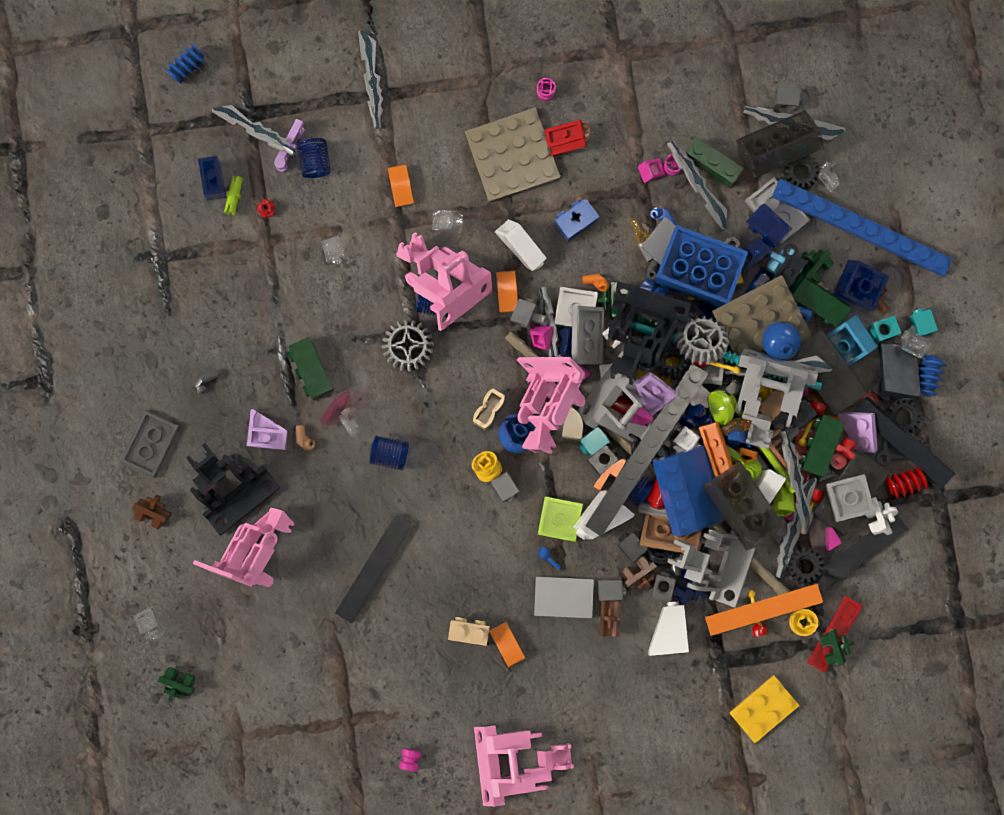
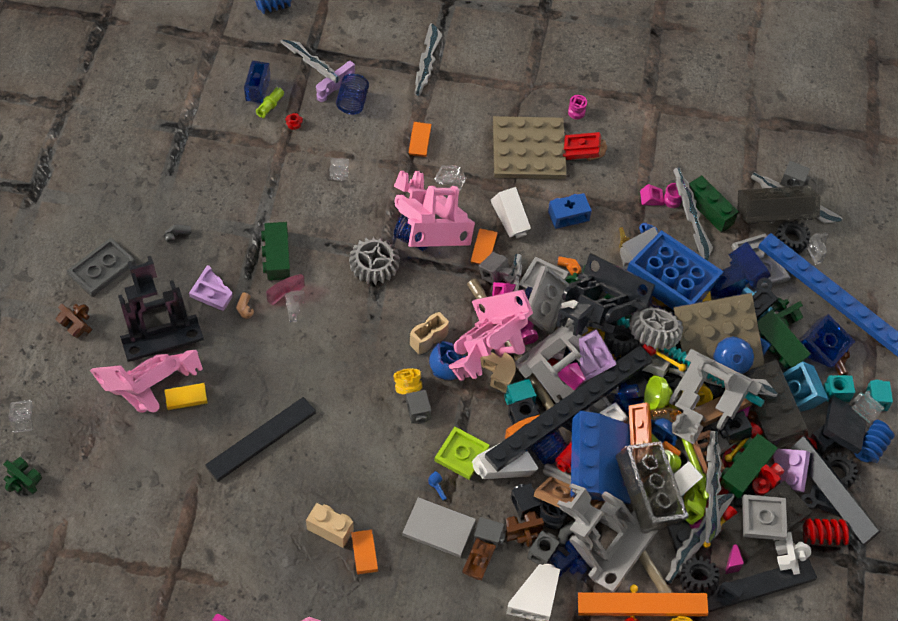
camera: 15 degrees right, 25 degrees down
(289, 550) = (186, 396): none -> yellow tile
(403, 455) = (312, 336): clear blue piece -> none

